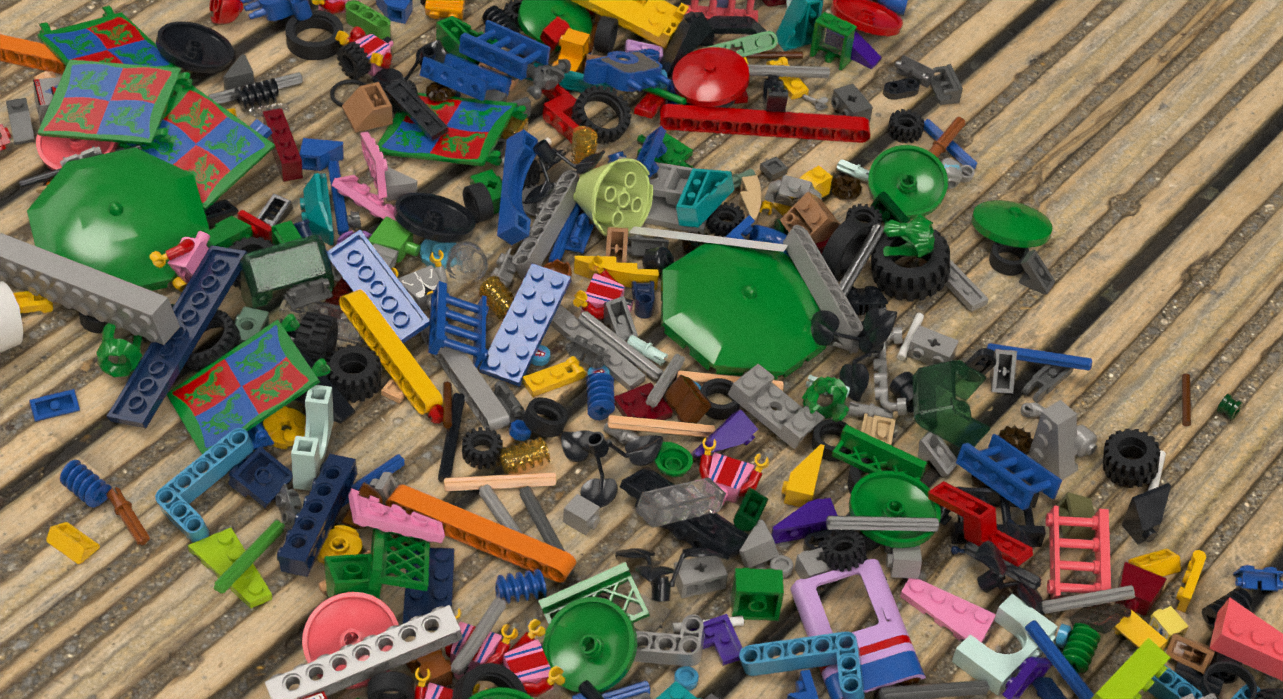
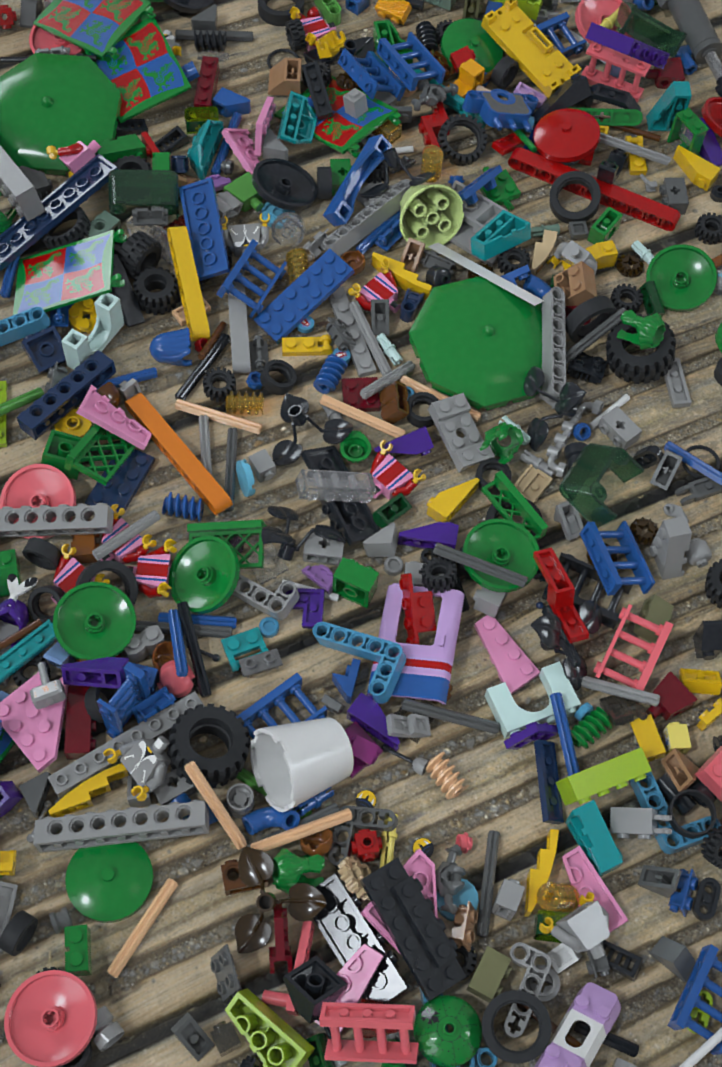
camera: 25 degrees right, 15 degrees up
(168, 420) = (9, 278): none -> blue axle
(292, 179) = (197, 116): none -> clear neon green piece
(399, 61) = (330, 44): none -> yellow hinge
(410, 147) = (297, 121): none -> teal wedge
(410, 425) = (172, 347): none -> blue hair
(468, 109) = (355, 103): none -> light grey brick
(573, 531) = (245, 477): none -> medium azure tile
(711, 604) = (320, 575): none -> medium lavender plate
(759, 115) = (574, 177): none -> black tyre
(801, 155) = (605, 226): none -> green brick
(838, 594) = (418, 610): none -> red bracket
(861, 73) = (697, 169): none -> yellow slope
(896, 364) = (586, 431): none -> blue plate
(1030, 369) = (705, 448): none -> black tyre

